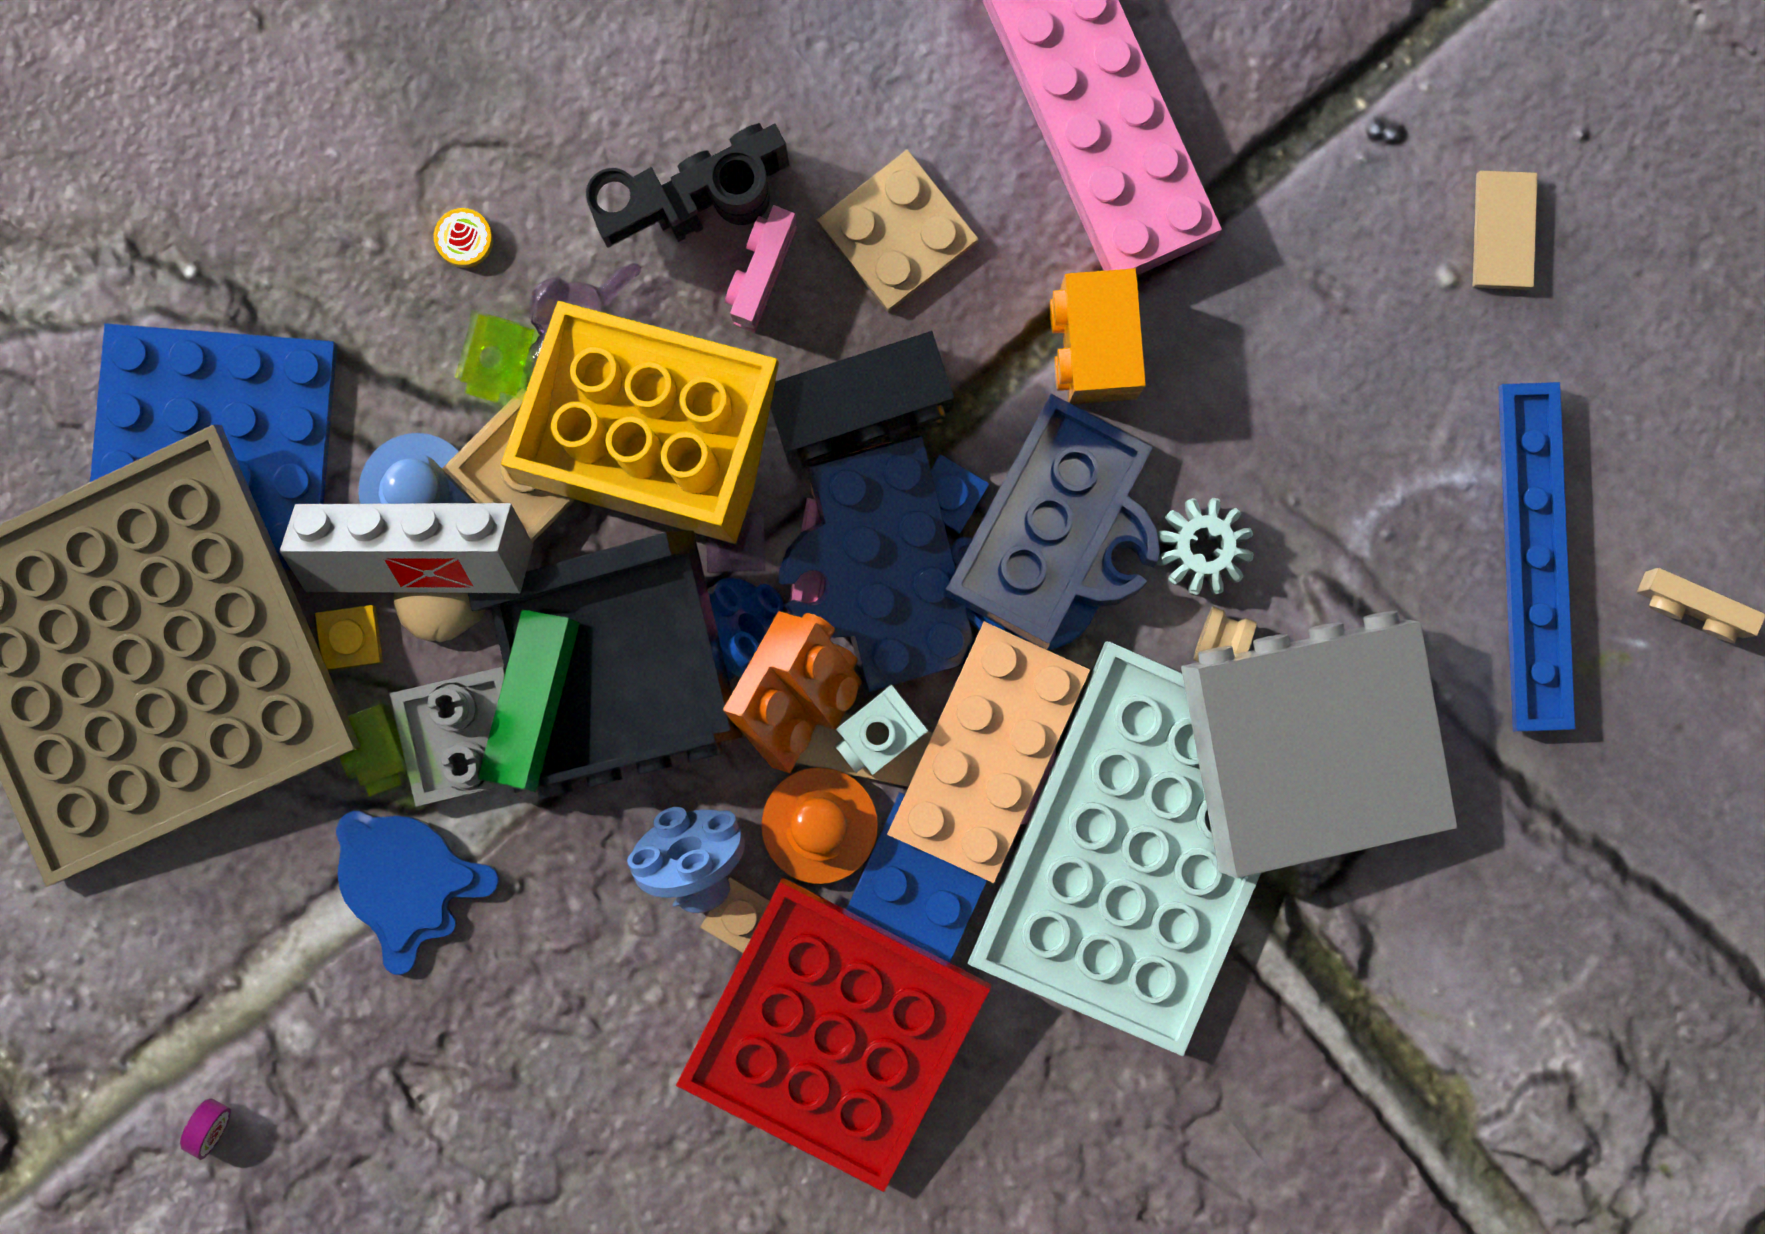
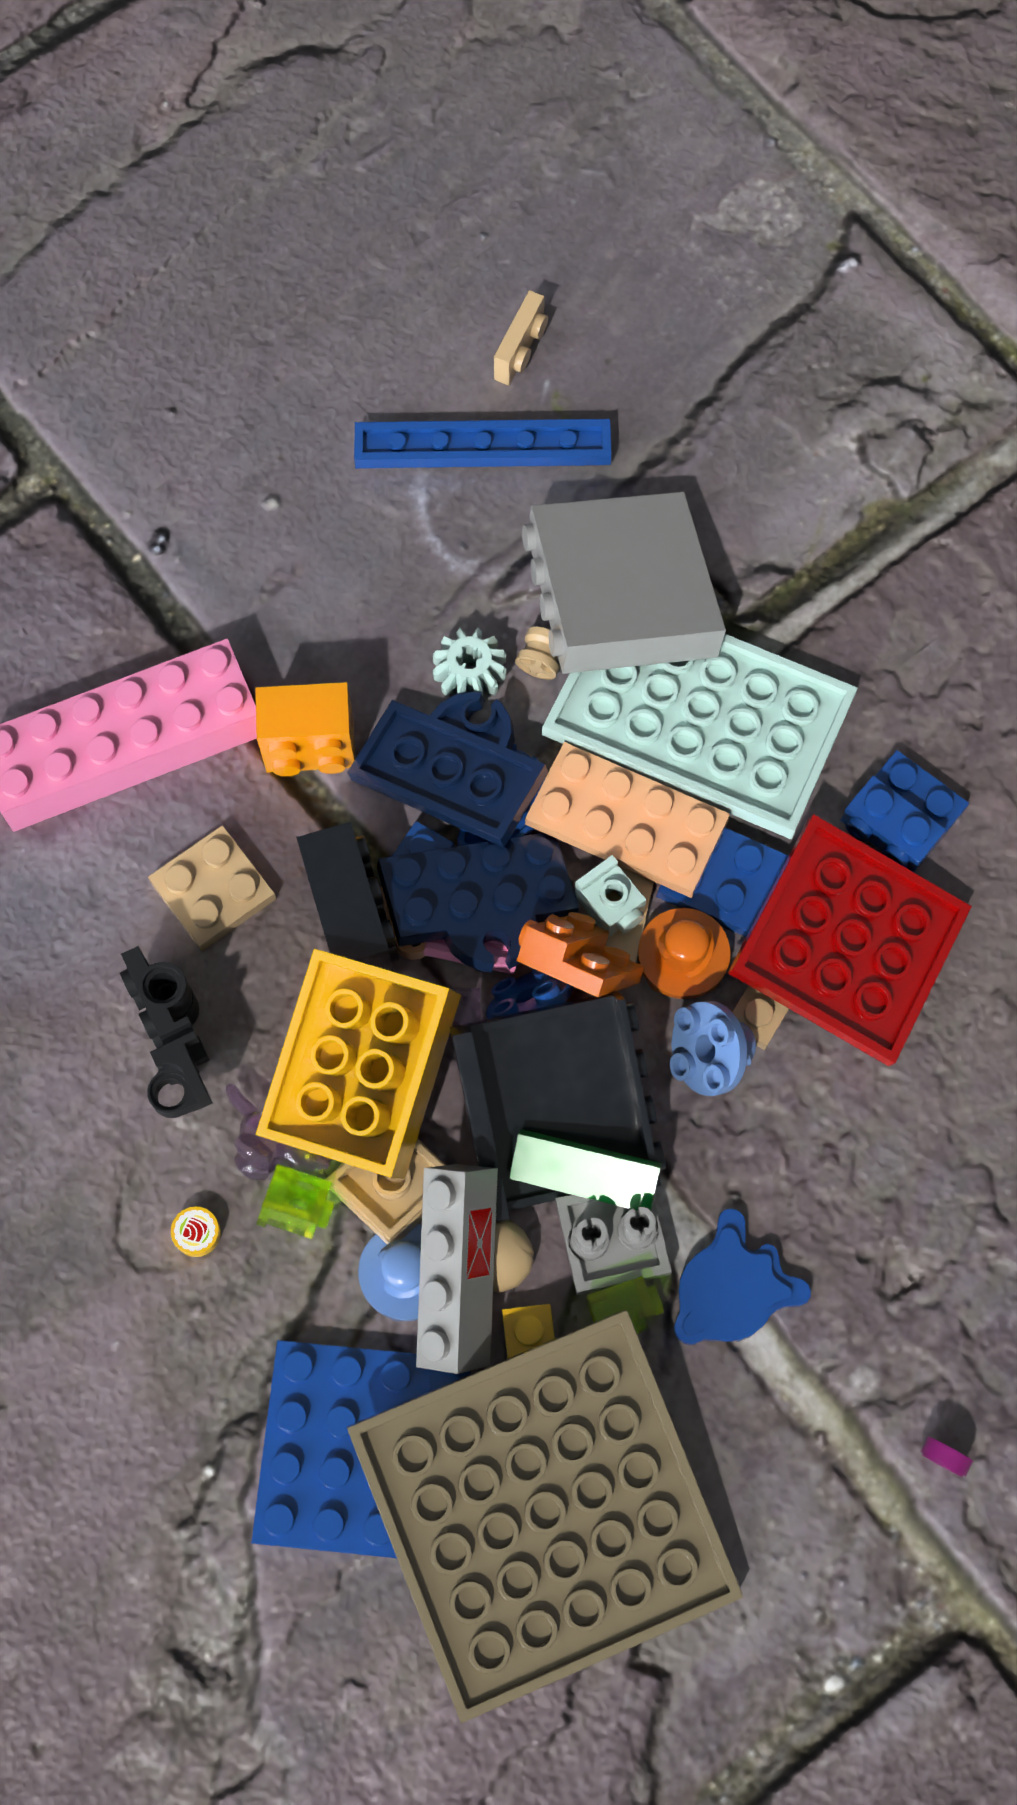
camera: 90 degrees left, 15 degrees down
(751, 290) = (237, 983): bright pink plate -> none
(1014, 1112) = (903, 812): none -> blue plate
(1504, 230) = (239, 460): tan tile -> none

